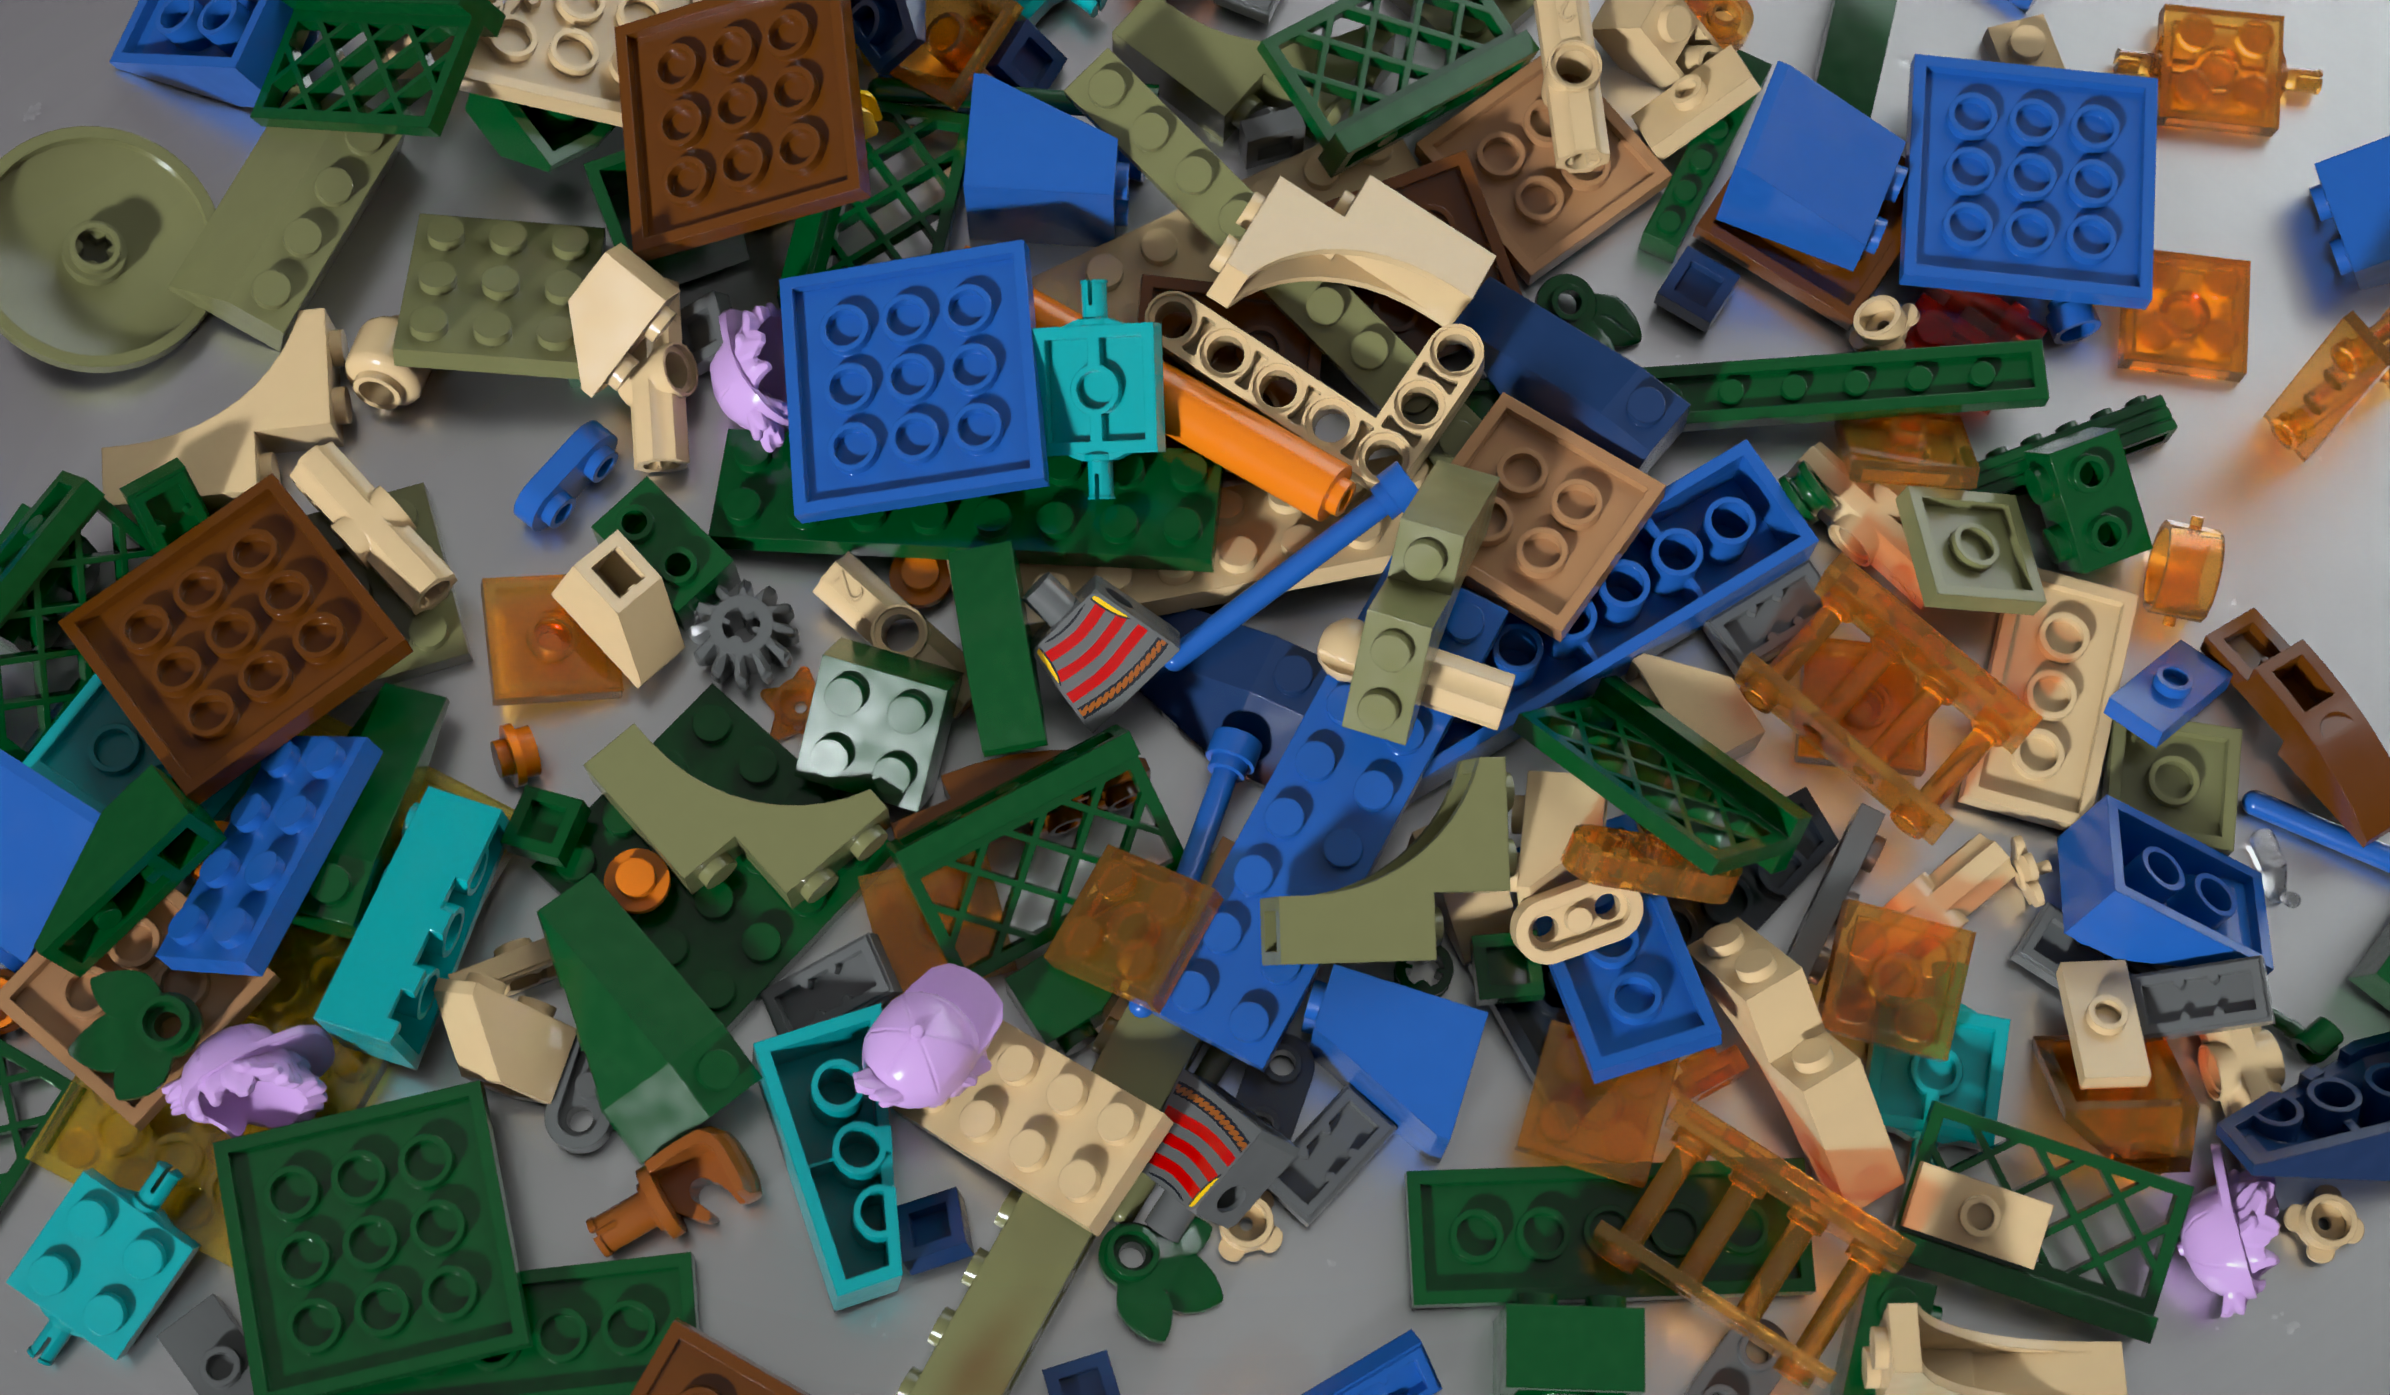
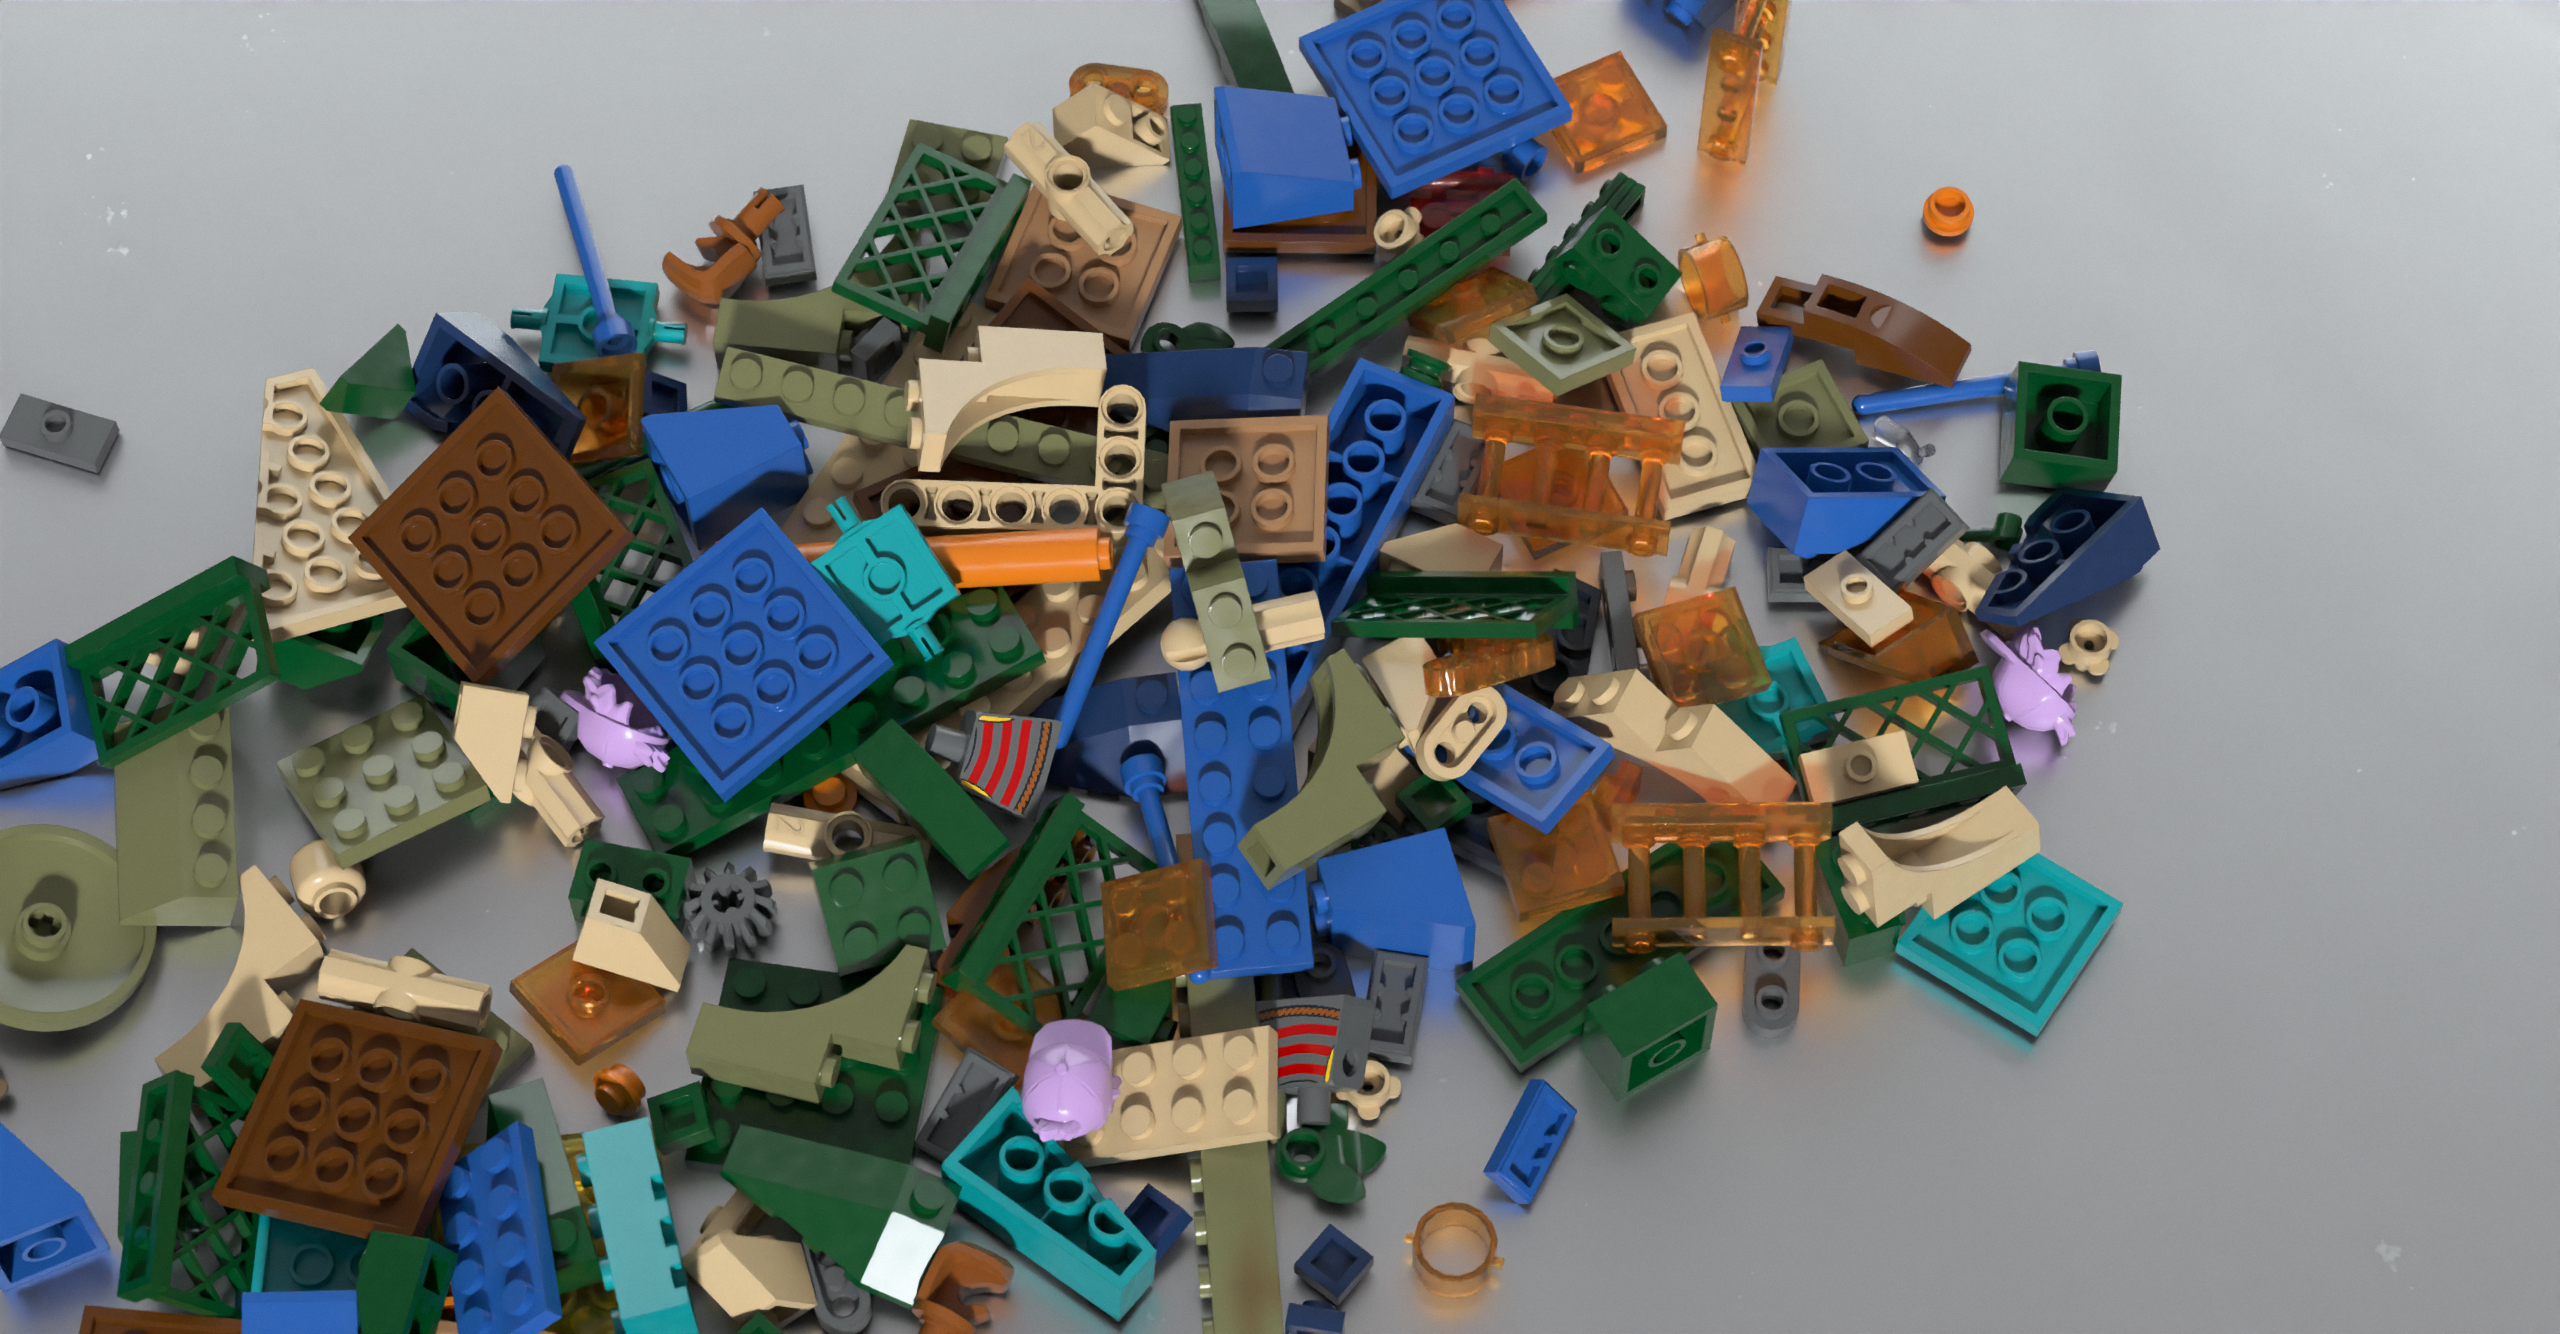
camera: 30 degrees left, 10 degrees down
(553, 490) = (516, 897): blue plate -> none
(638, 880) = (776, 1111): orange plate -> none
(783, 702) = (795, 927): clear orange plate -> none
(1696, 103) = (1166, 157): tan plate -> none
(2028, 871) = (1742, 533): tan plant -> none

